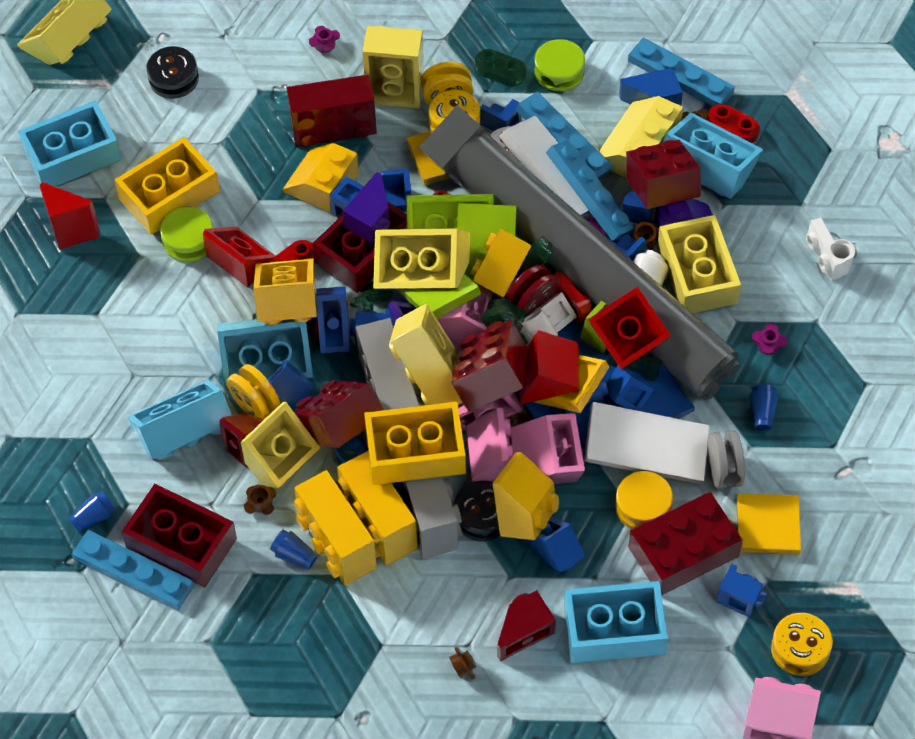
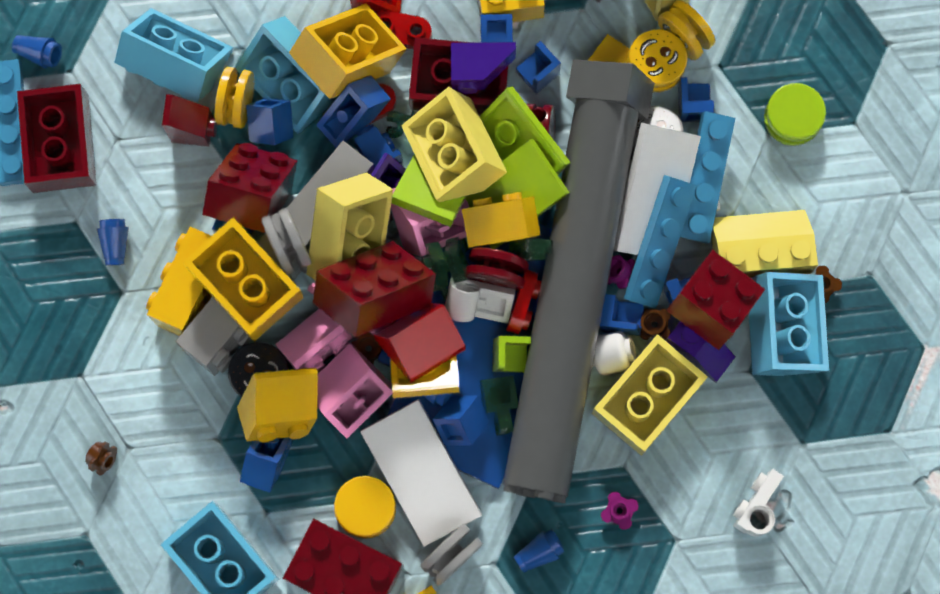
camera: 55 degrees right, 20 degrees up
(260, 492) = (145, 168): reddish brown plate -> none
(278, 447) = (187, 158): light yellow slope -> none
(334, 528) = (143, 260): yellow brick -> none
(406, 390) = (285, 239): none -> light grey head
(500, 67) = (754, 60): clear green plate -> none
(525, 624) = (172, 483): dark red slope -> none
(629, 328) = (507, 383): red slope -> none
(649, 85) = (829, 222): blue slope -> none
(691, 78) = (873, 233): dark azure plate -> none
(733, 121) = (848, 320): red plate -> none

